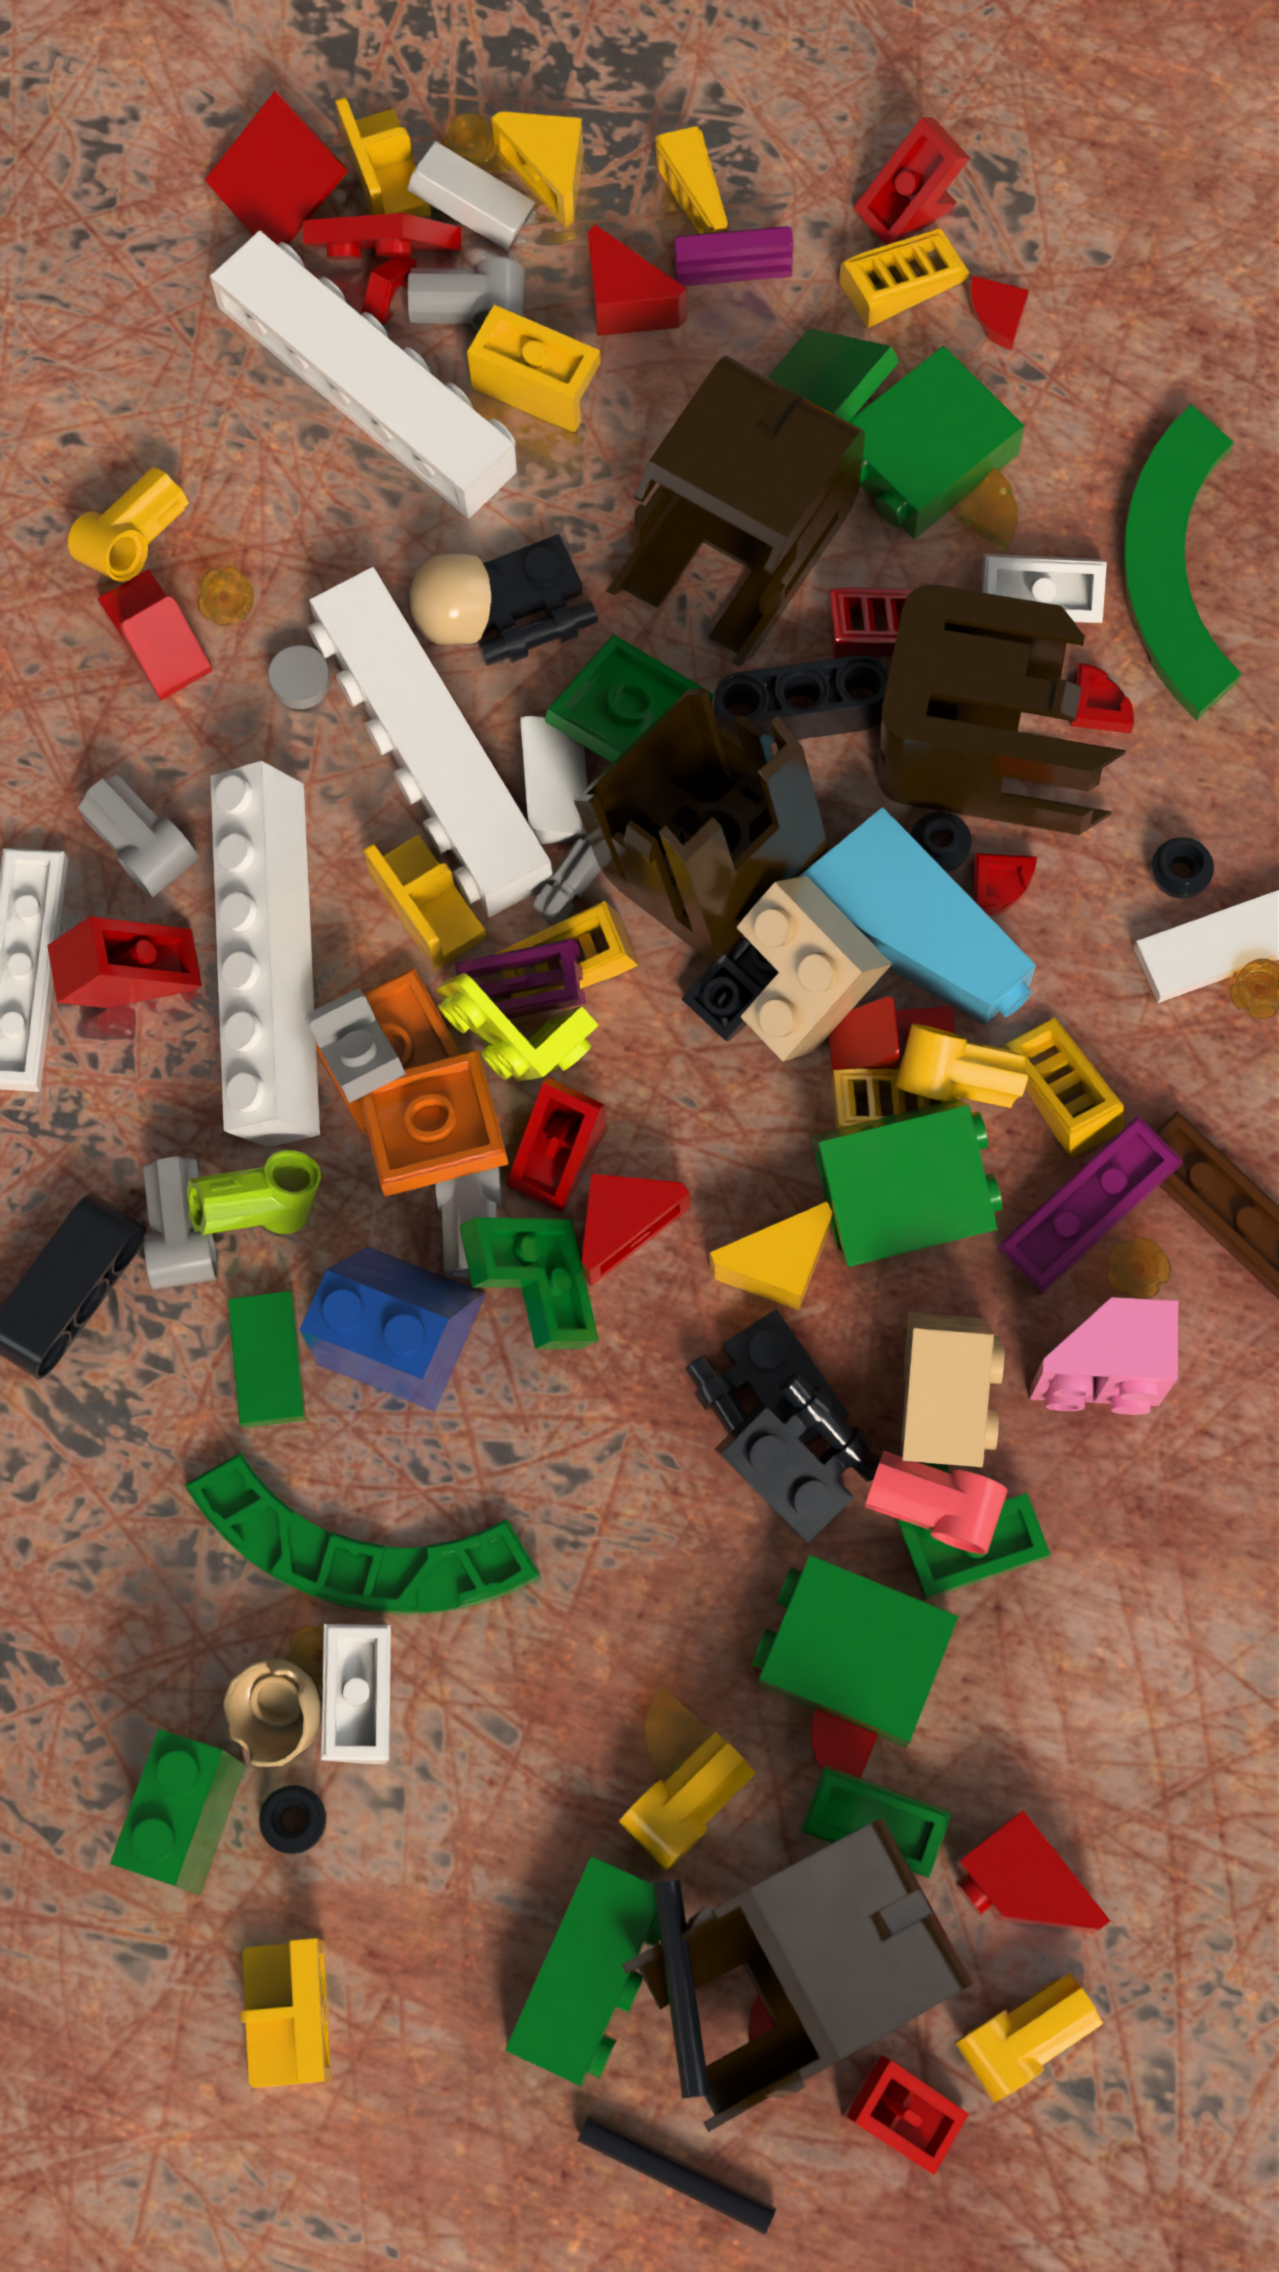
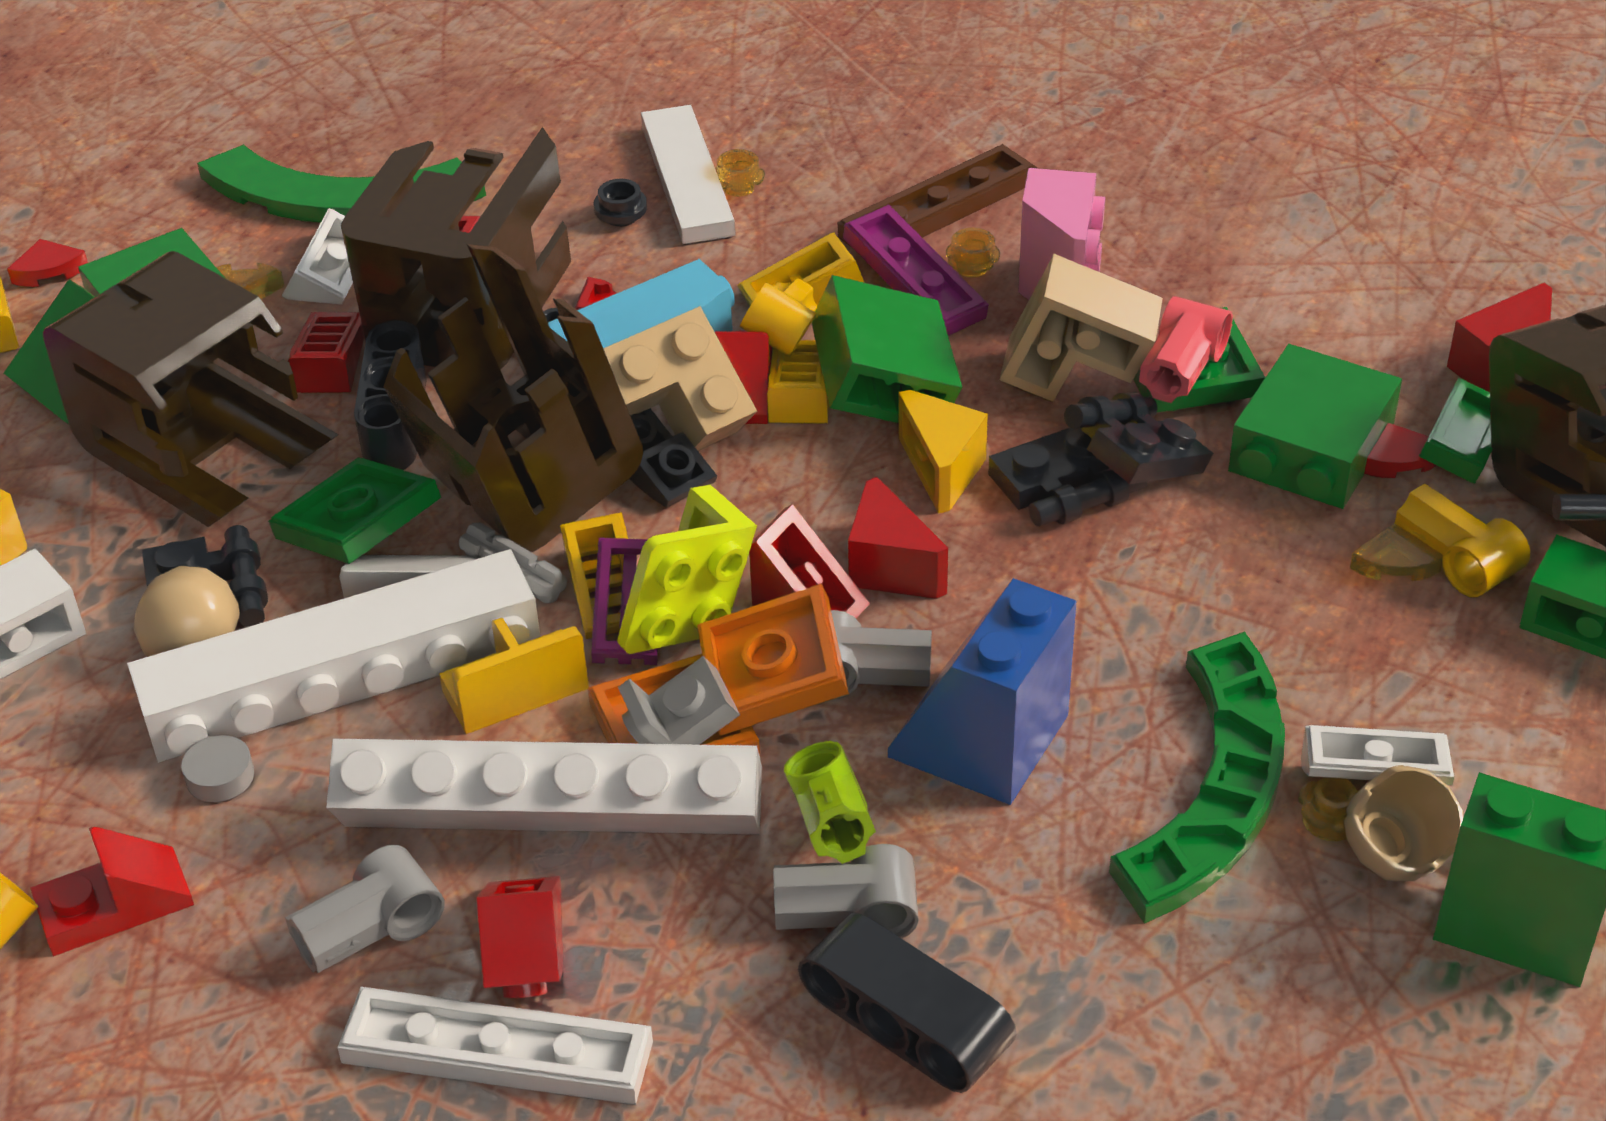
camera: 85 degrees left, 30 degrees down
(237, 599) = (94, 809): clear yellow plate -> none
(267, 1359) = (1005, 835): green tile -> none
(545, 1264) = (927, 605): green plate -> none

